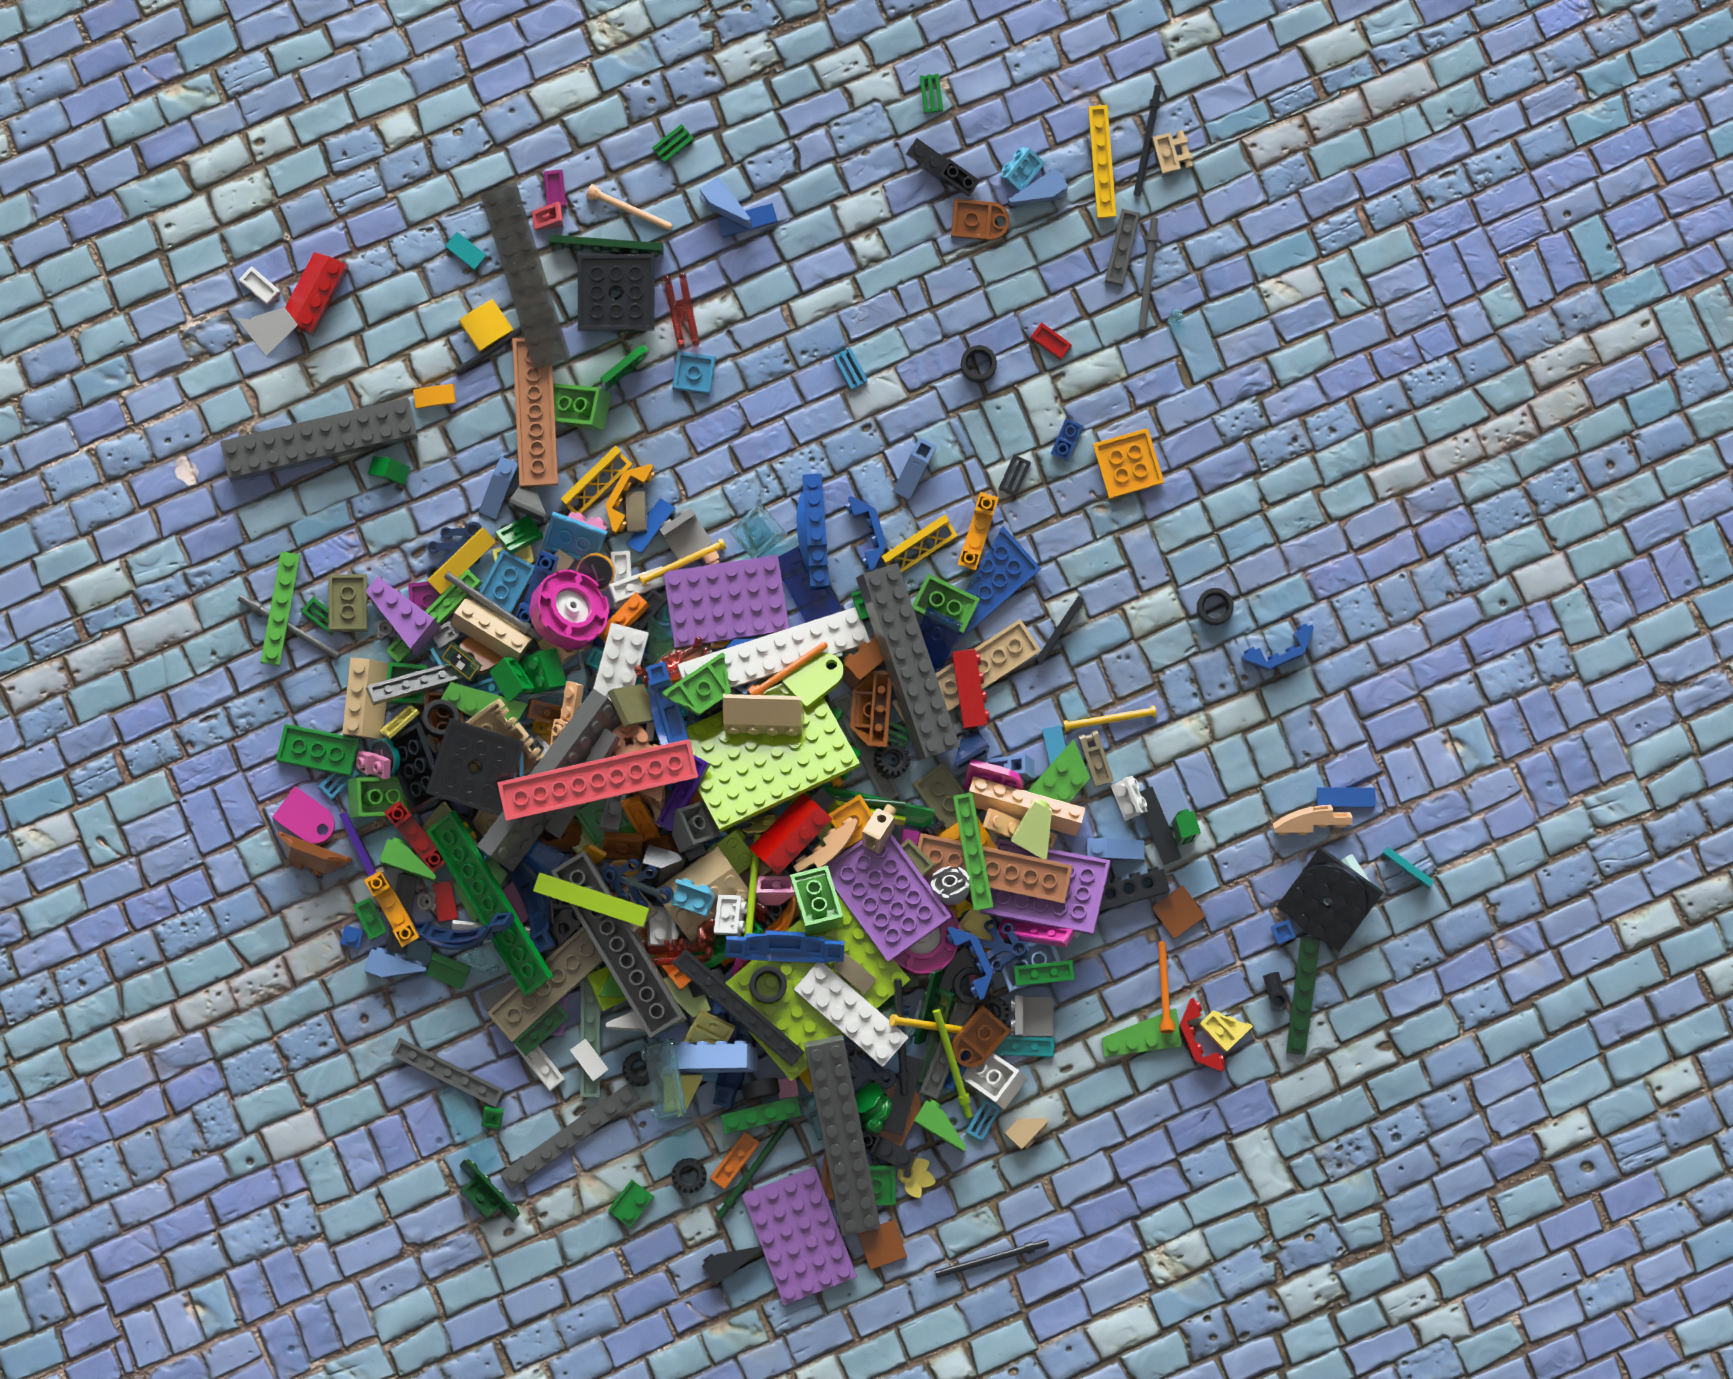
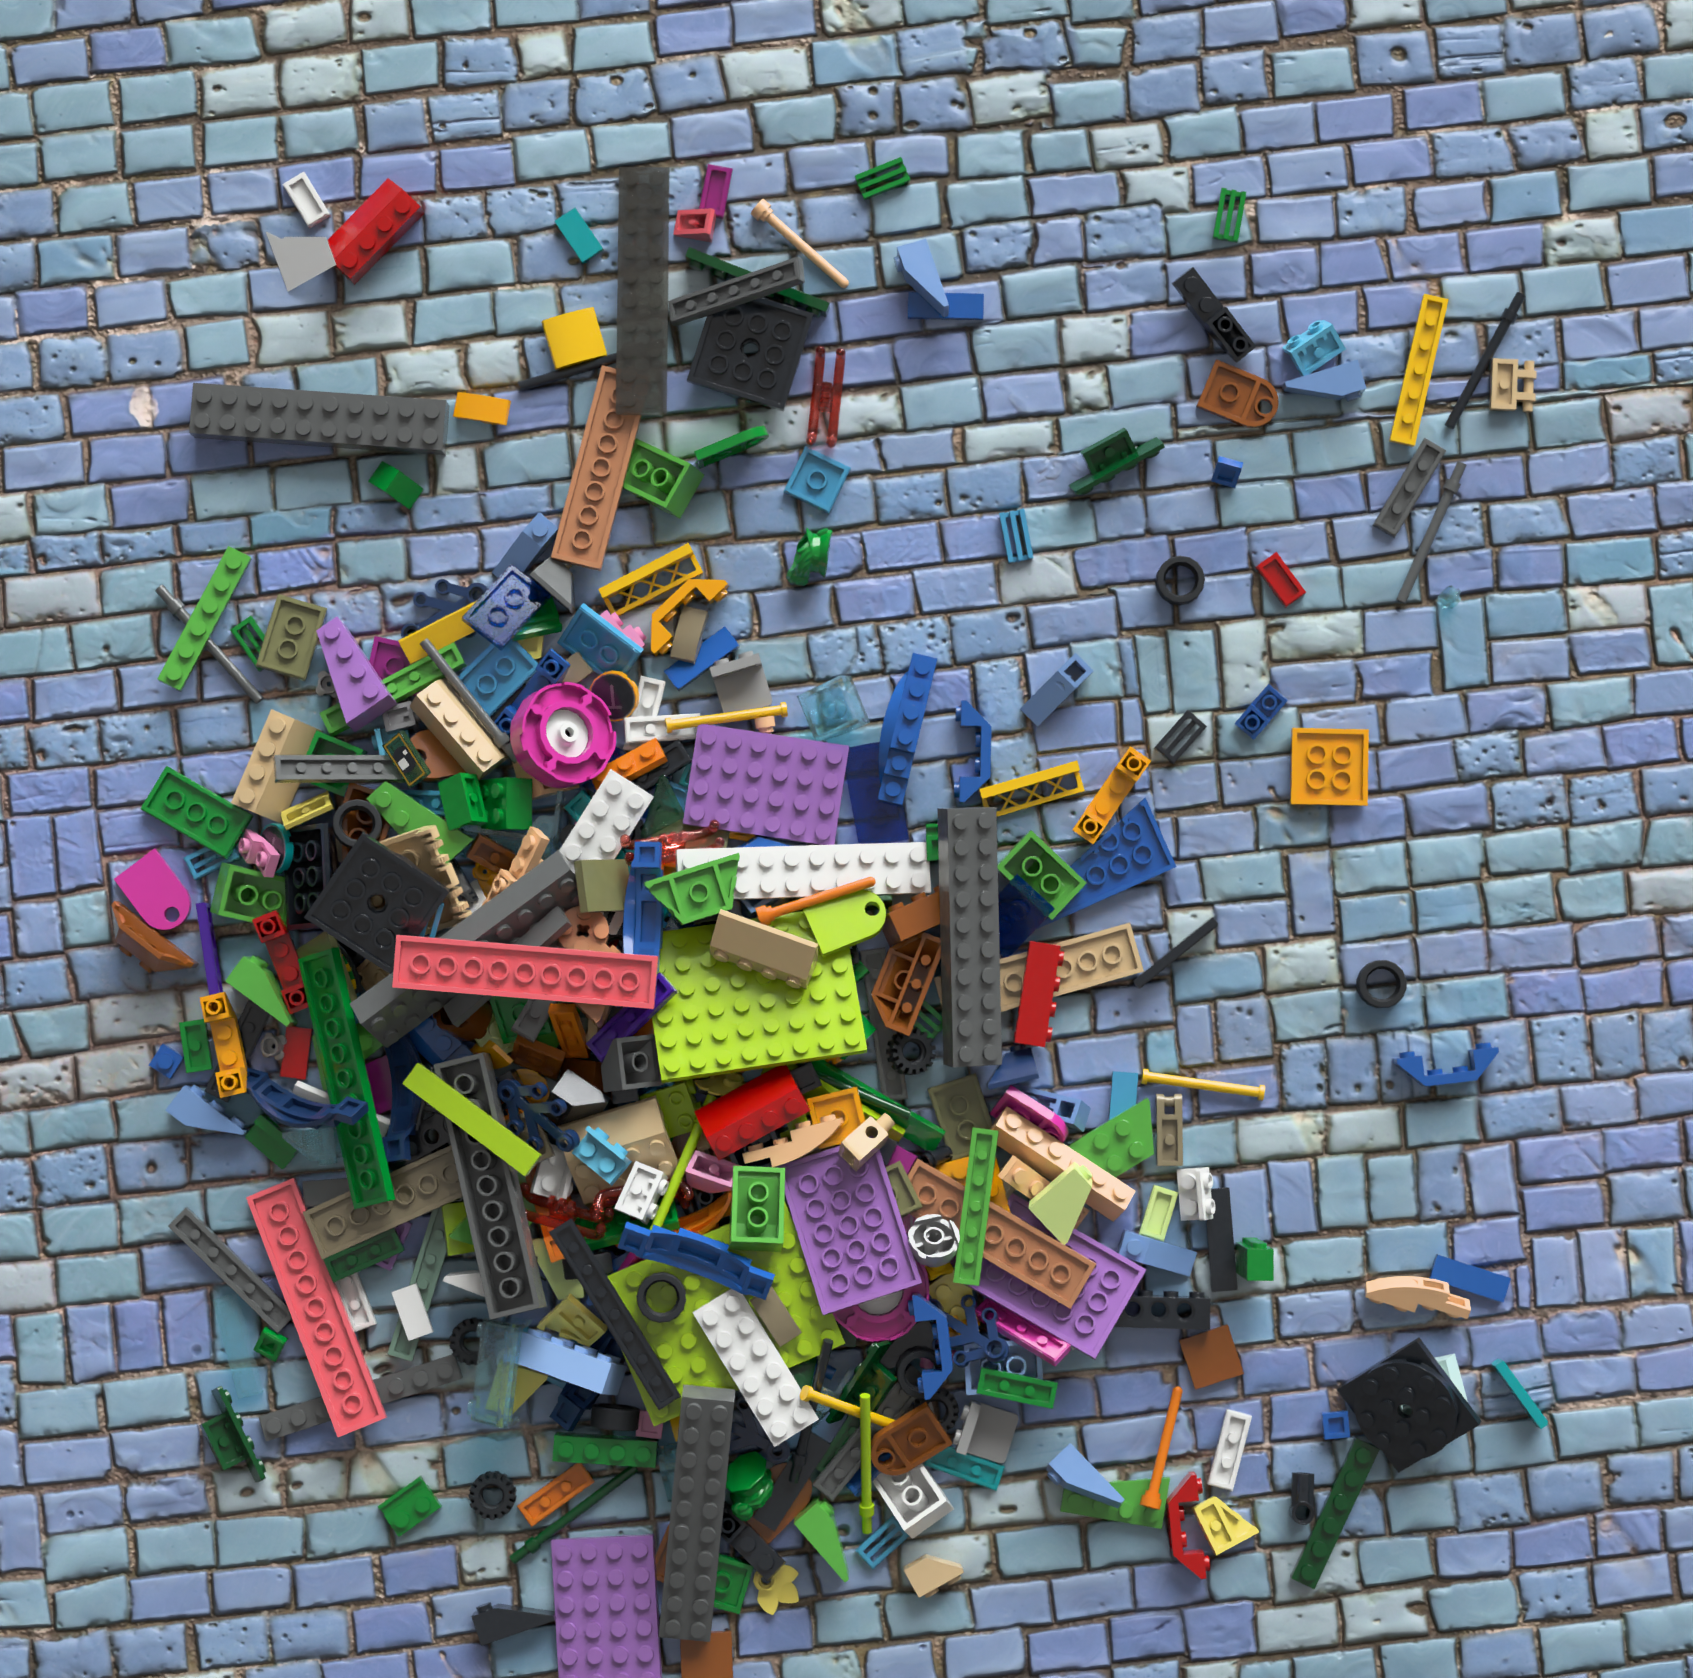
camera: 25 degrees right, 5 degrees up
(498, 531) = (506, 607): none -> clear blue tile
(518, 1079) = (316, 1309): none -> coral plate
(594, 255) = (736, 291): none -> dark grey tile
(707, 428) = (810, 556): none -> green piece
(901, 291) = (1111, 457): none -> dark green bracket
(987, 276) = (1227, 472): none -> blue plate
(1107, 819) = (1158, 1213): none -> yellowish green tile
(1110, 1025) = (1079, 1476): none -> medium blue slope
(1212, 974) = (1229, 1449): none -> white tile

